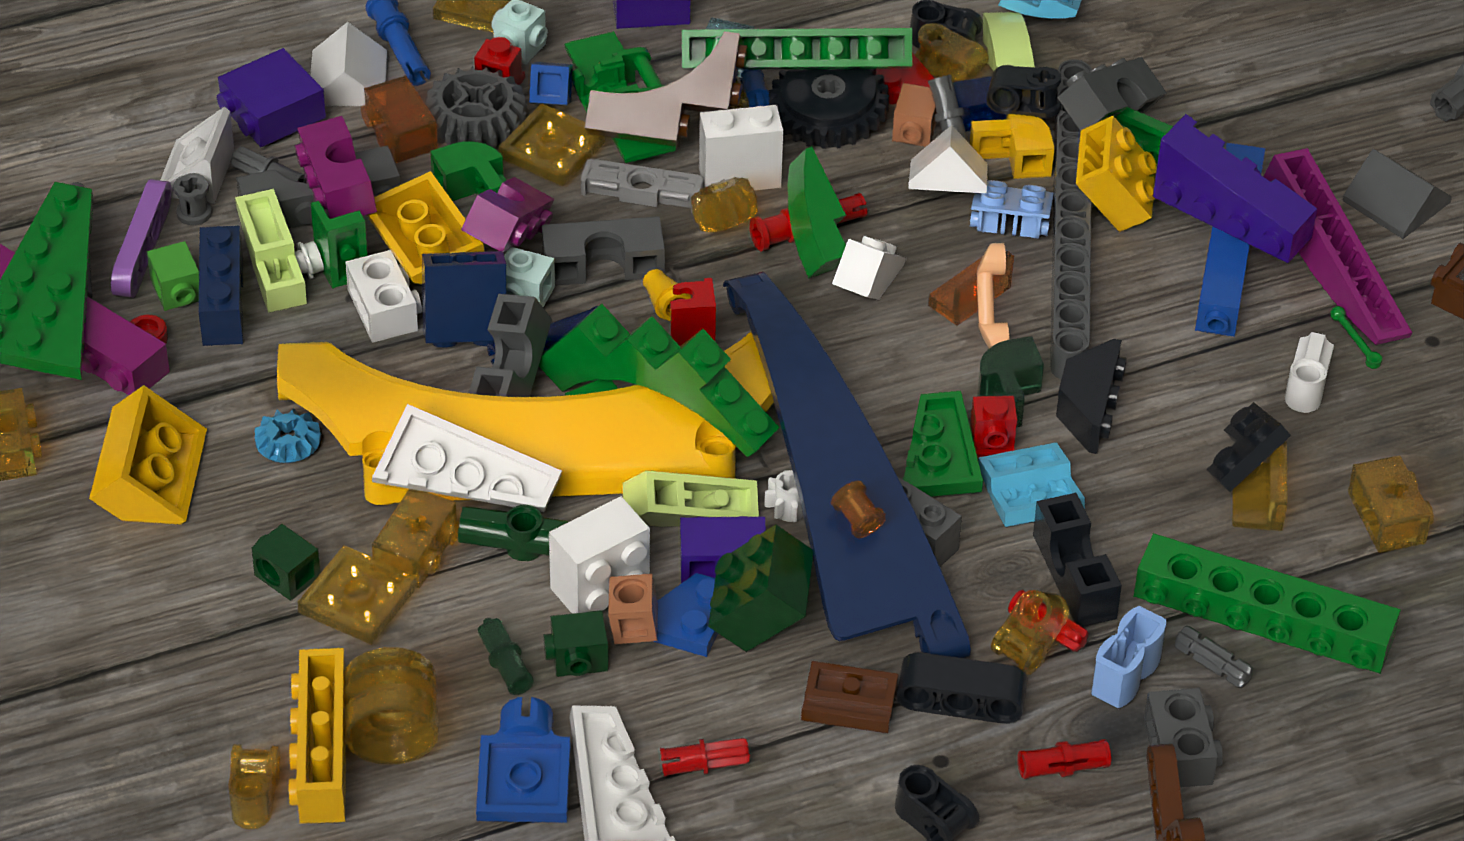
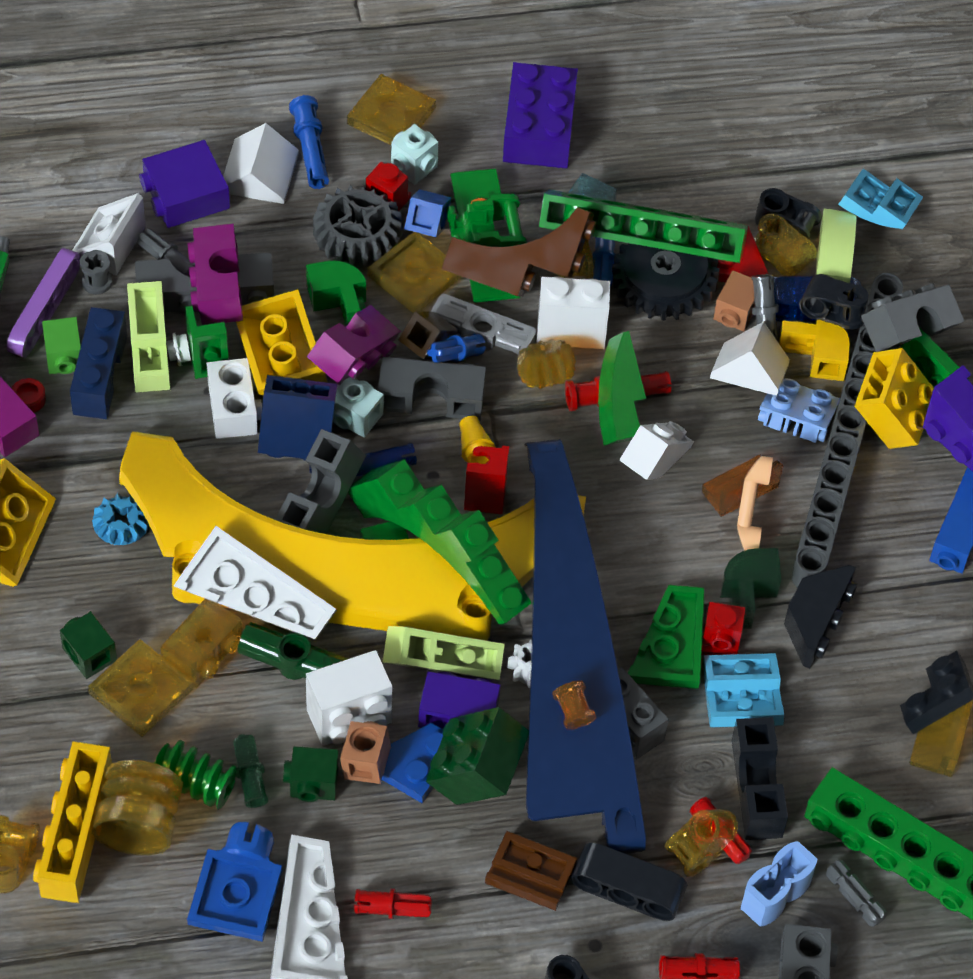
camera: 10 degrees right, 10 degrees up
(399, 119) = (290, 224): clear orange brick -> none
(453, 668) = (197, 775): none -> green piece
(585, 197) = (425, 329): none -> dark brown brick
(621, 205) = (456, 348): none -> blue axle

